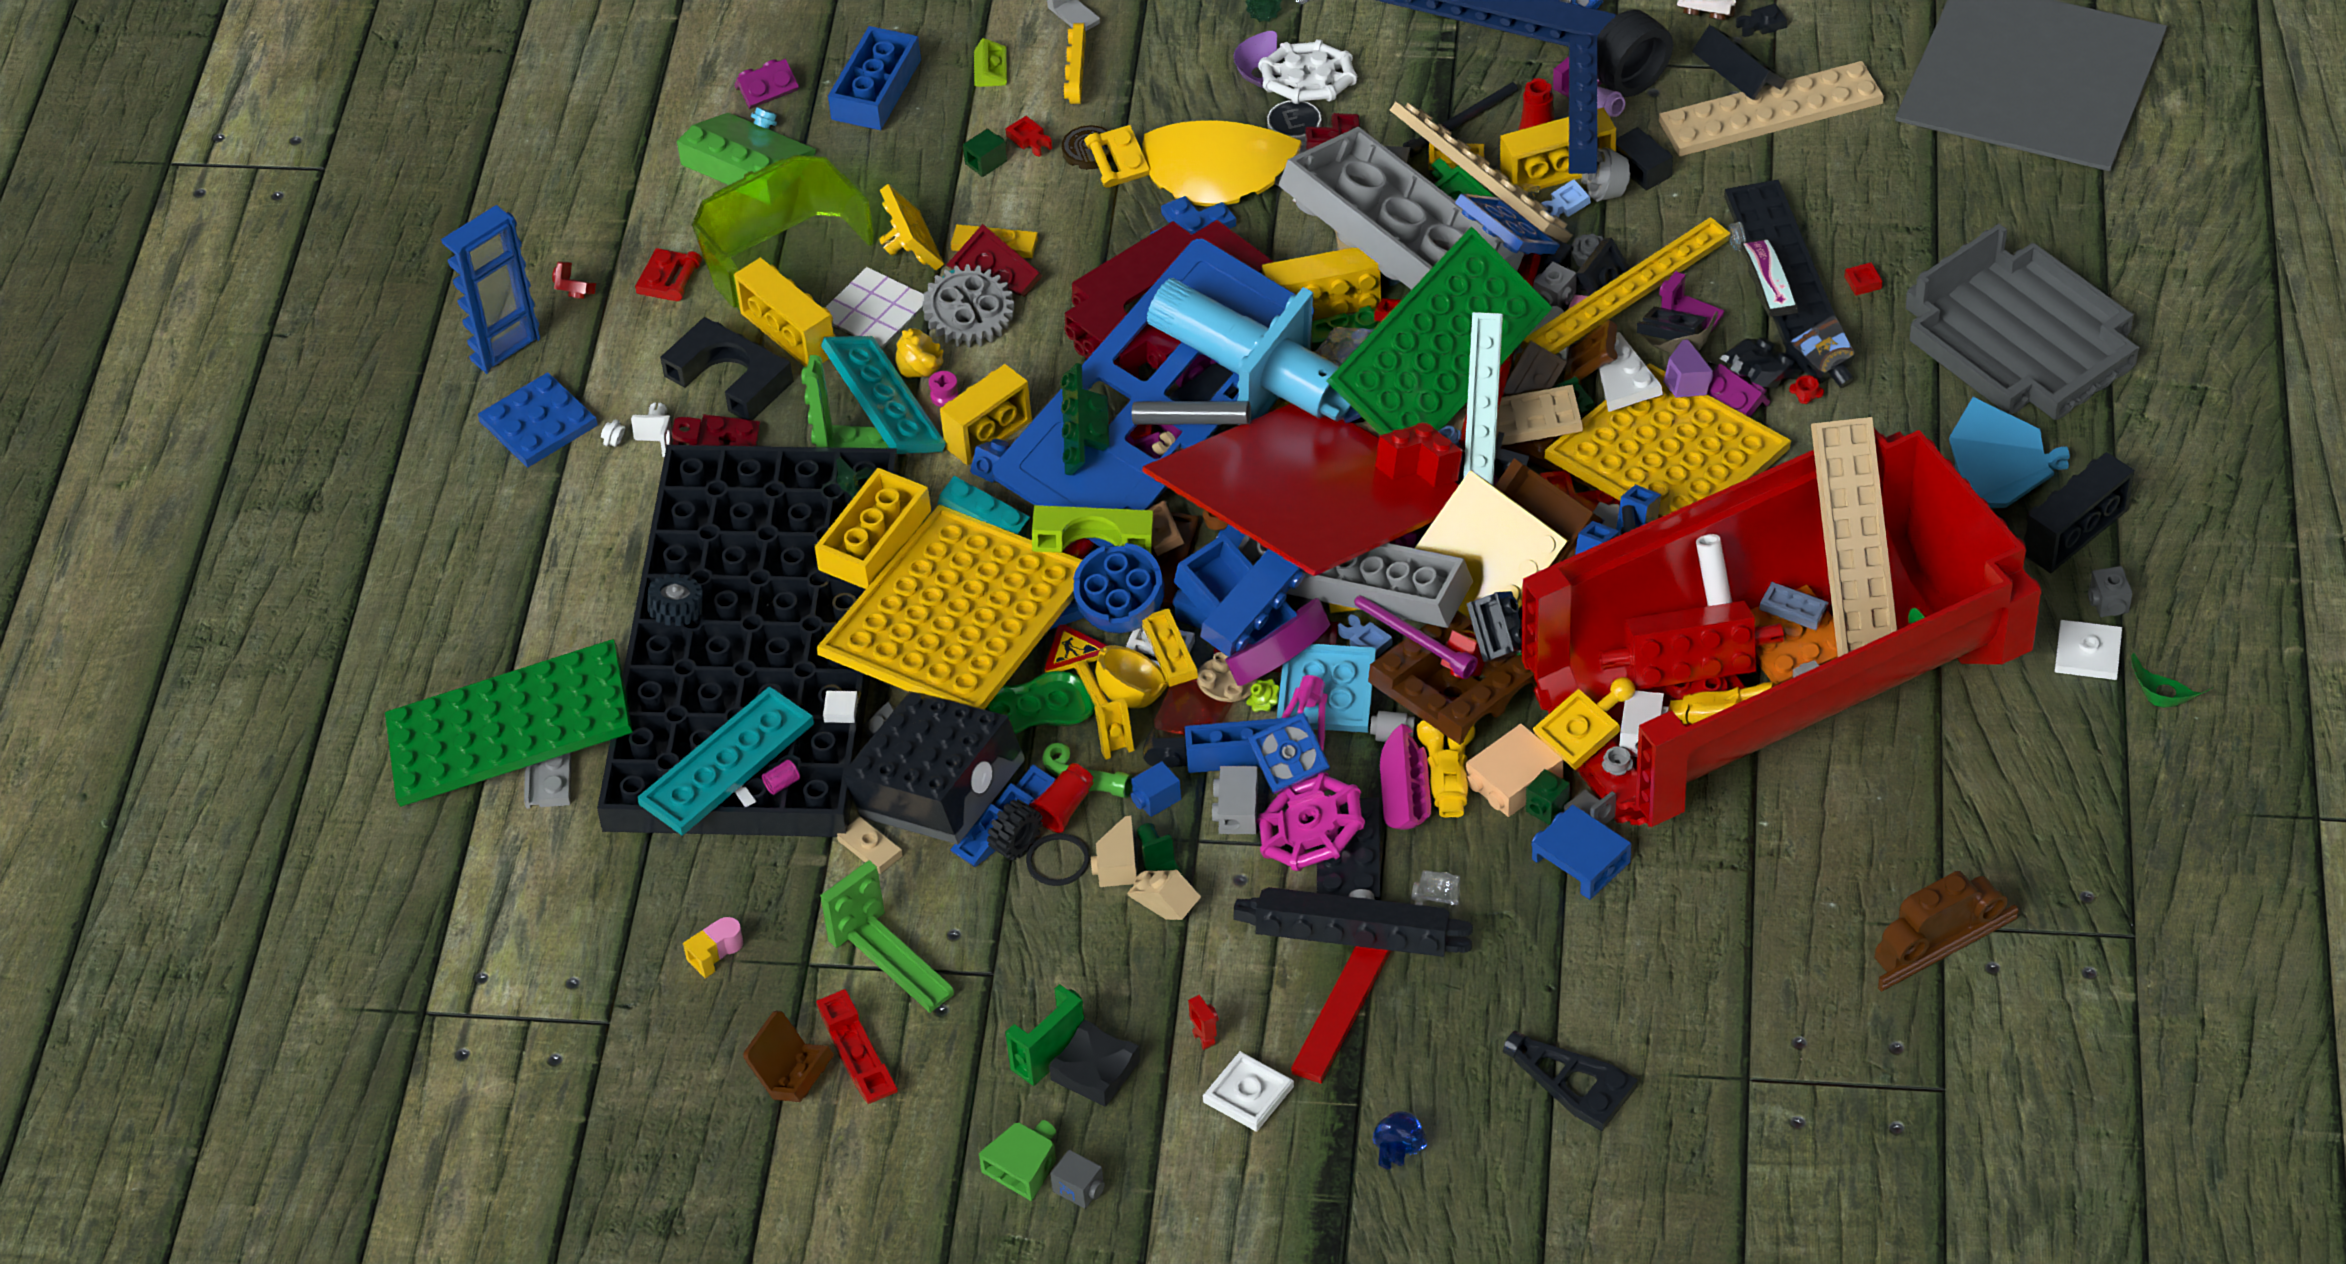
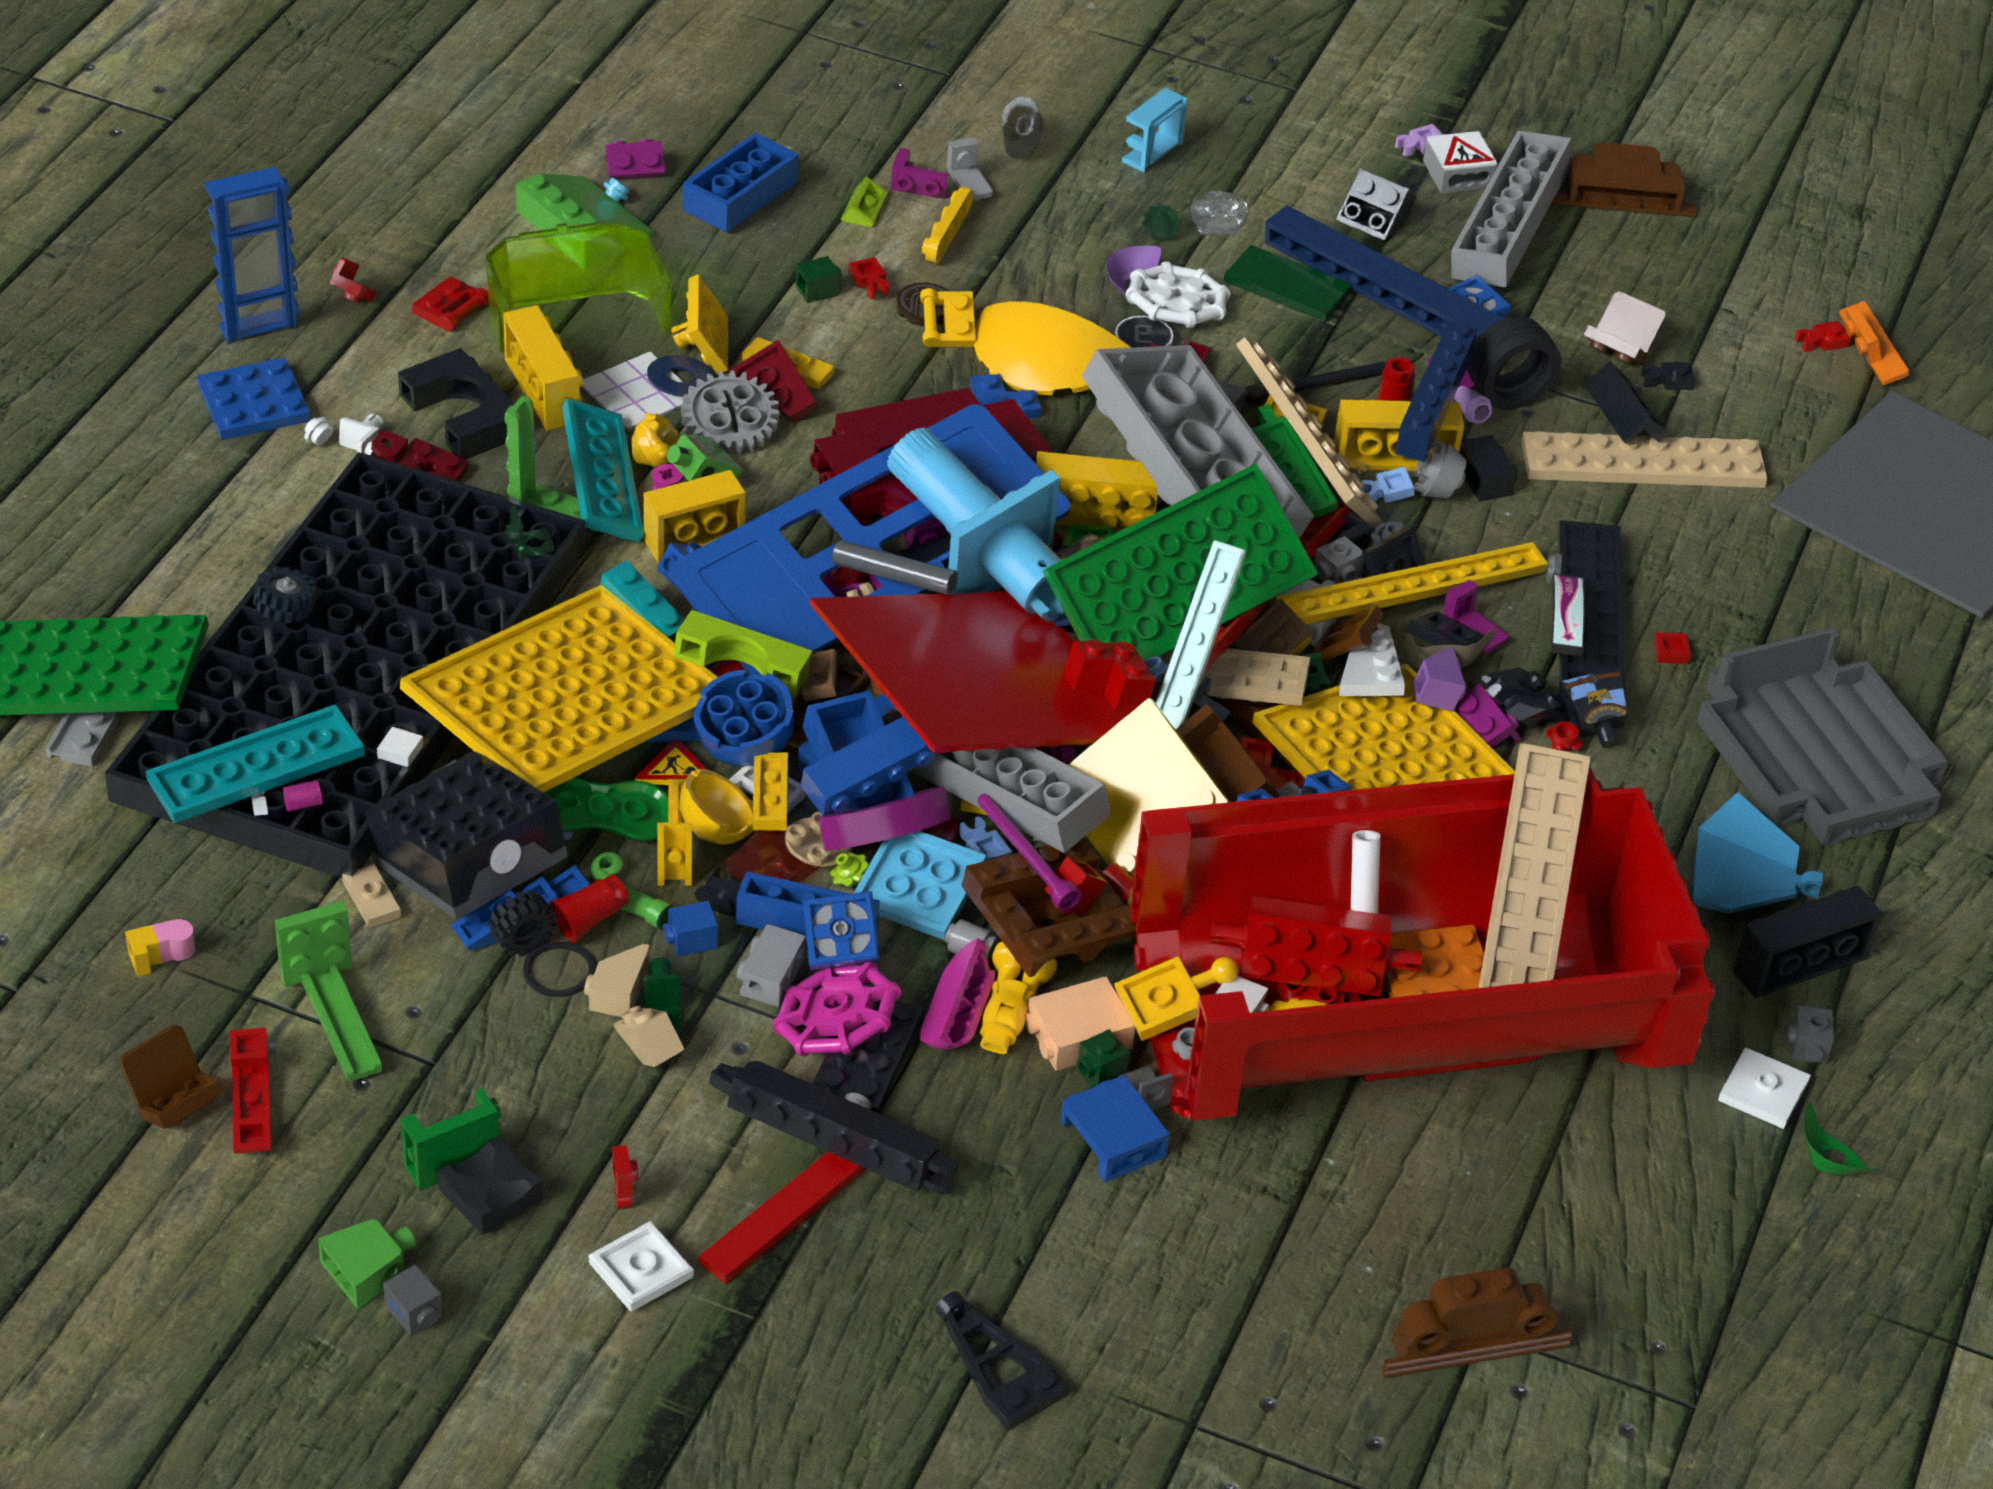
camera: 10 degrees right, 5 degrees down
(873, 528) = (517, 583): yellow brick -> none
(884, 282) = (659, 369): none -> dark blue gear
(963, 356) = (698, 455): none -> bright green torso
(1027, 28) = (917, 180): none -> magenta bracket
(1083, 419) = (784, 543): dark green bracket -> none
(1309, 694) = (893, 881): dark pink plant -> none
(1396, 30) = (1287, 283): none -> dark green tile
(1396, 1136) = (777, 1362): clear blue piece -> none
(1436, 887) = (941, 1117): clear bracket -> none
(1497, 625) = (1111, 864): black hinge -> none
(1507, 224) = (1307, 482): blue plate -> none
(1794, 606) = (1447, 940): sand blue plate -> none

